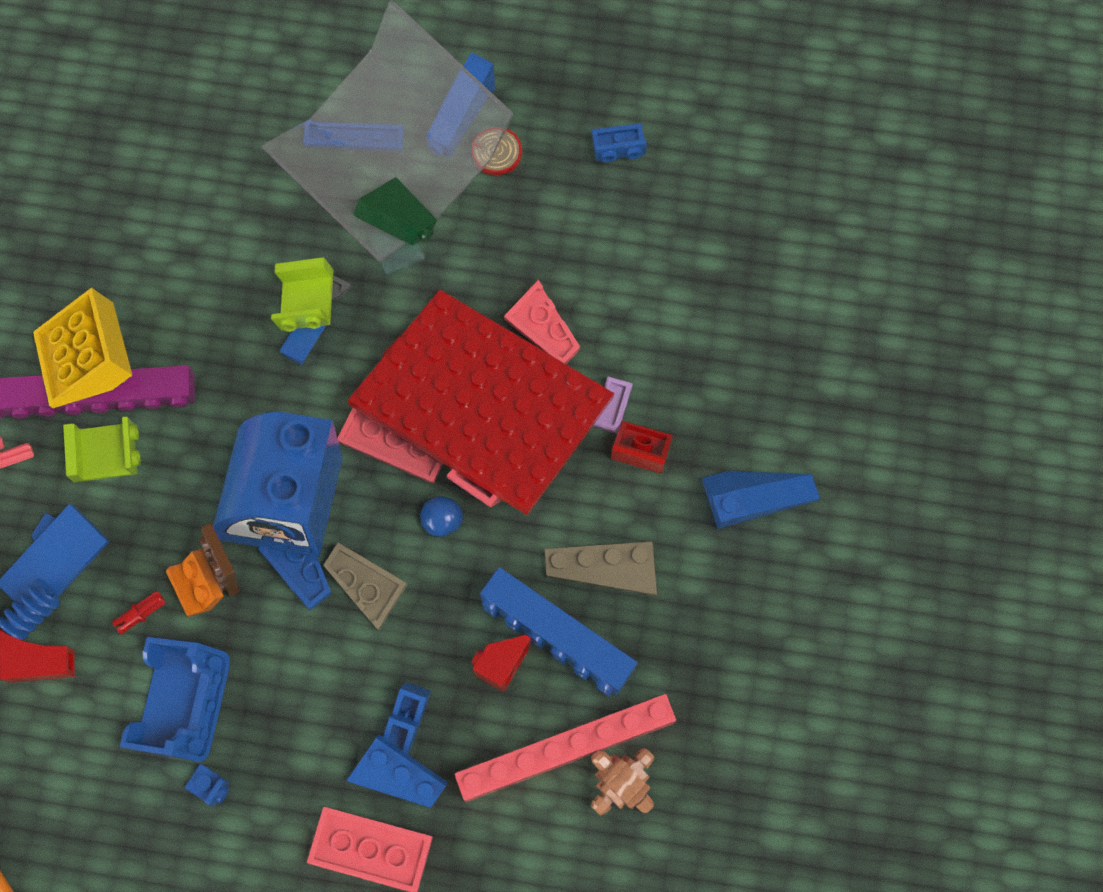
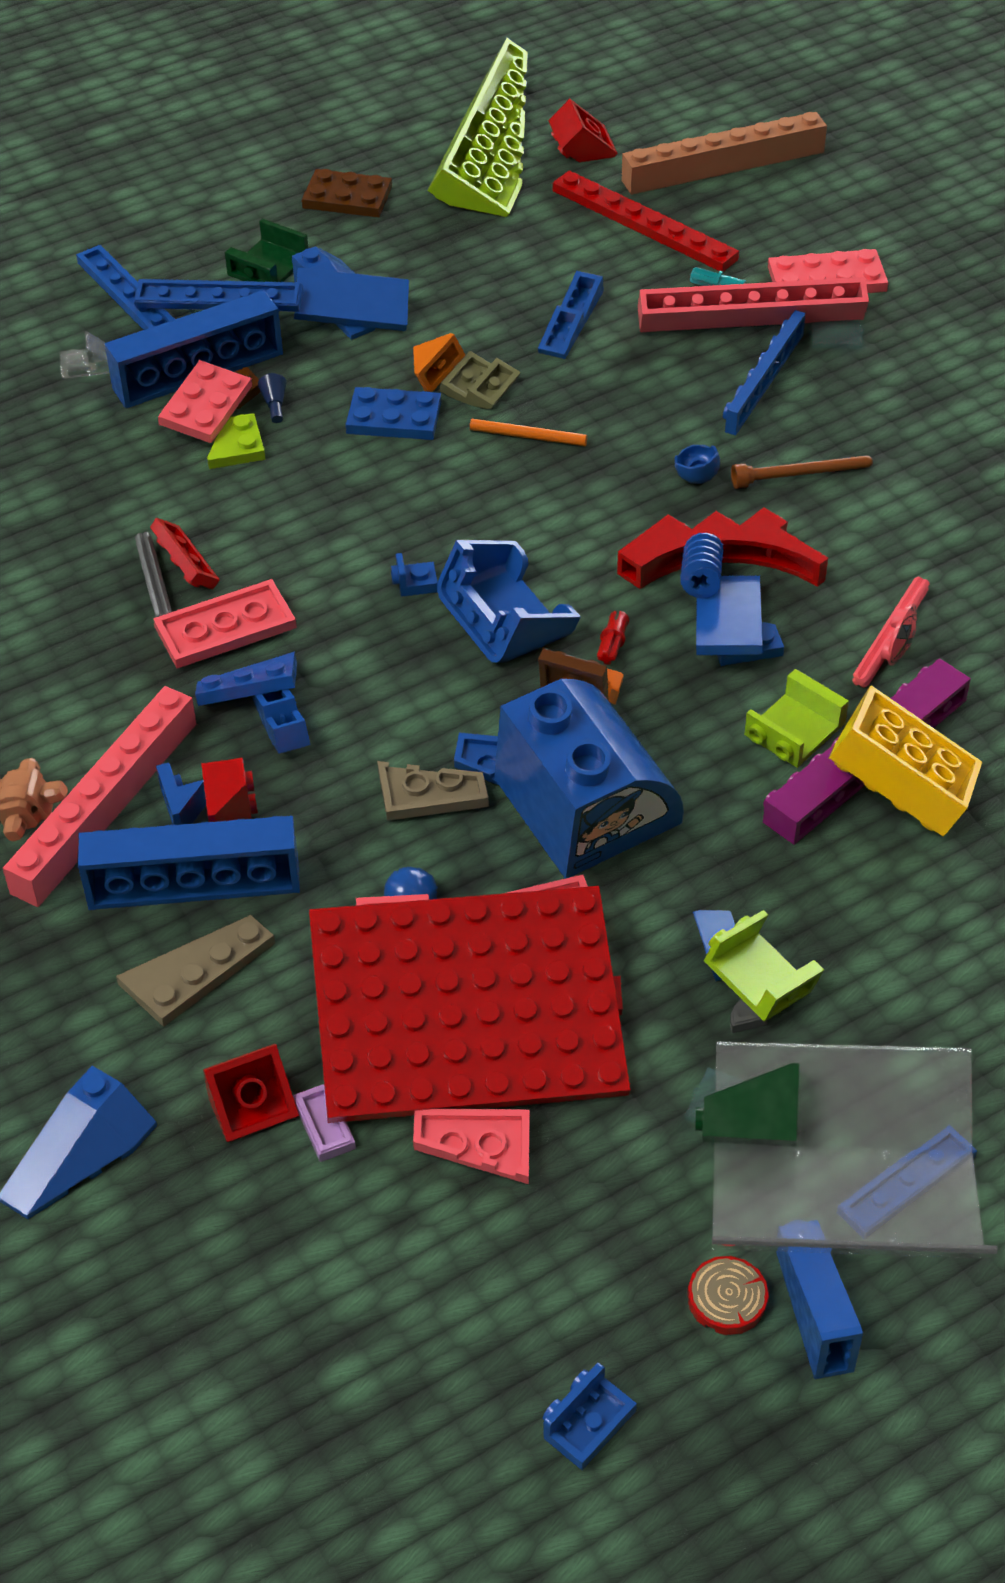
camera: 140 degrees right, 25 degrees down
(524, 698) = (181, 800): none -> blue slope

